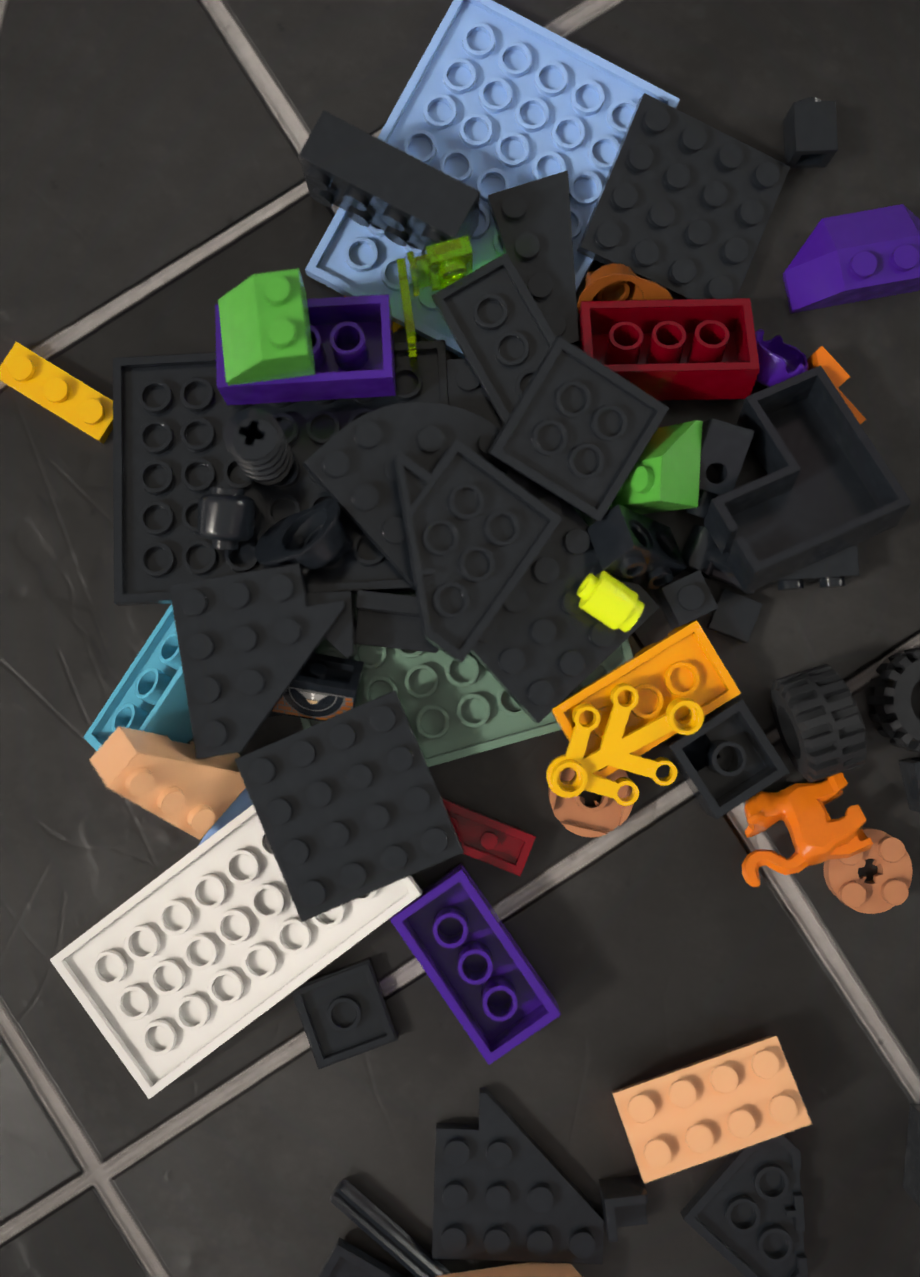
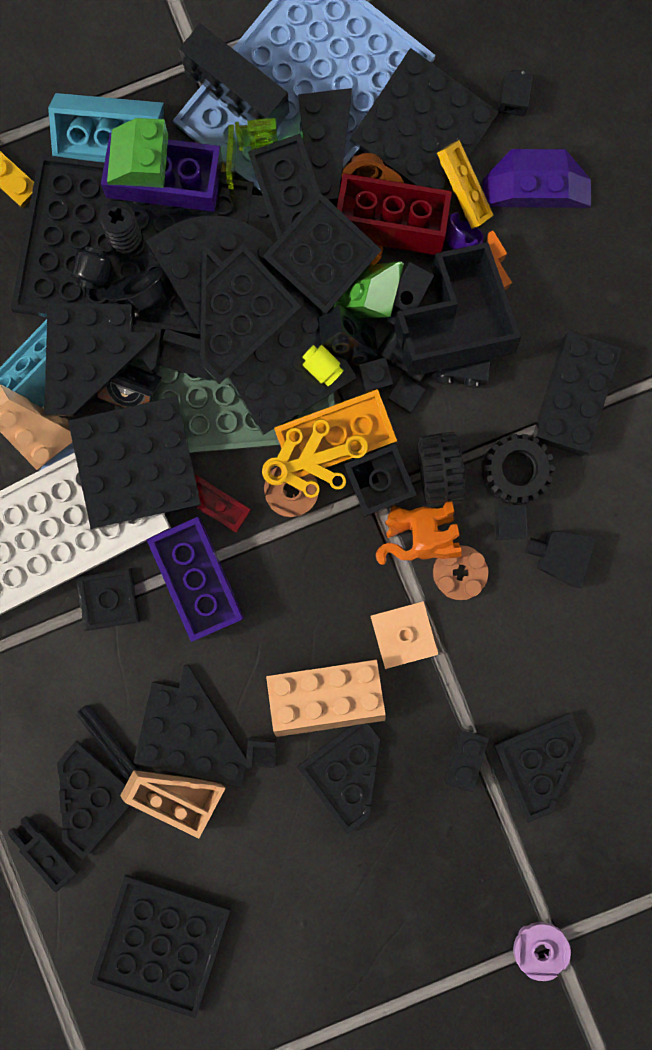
camera: 15 degrees right, 0 degrees up
(173, 298) = (83, 123): none -> medium azure slope
(765, 284) = (465, 184): none -> yellow plate
(802, 981) = (404, 635): none -> light nougat plate

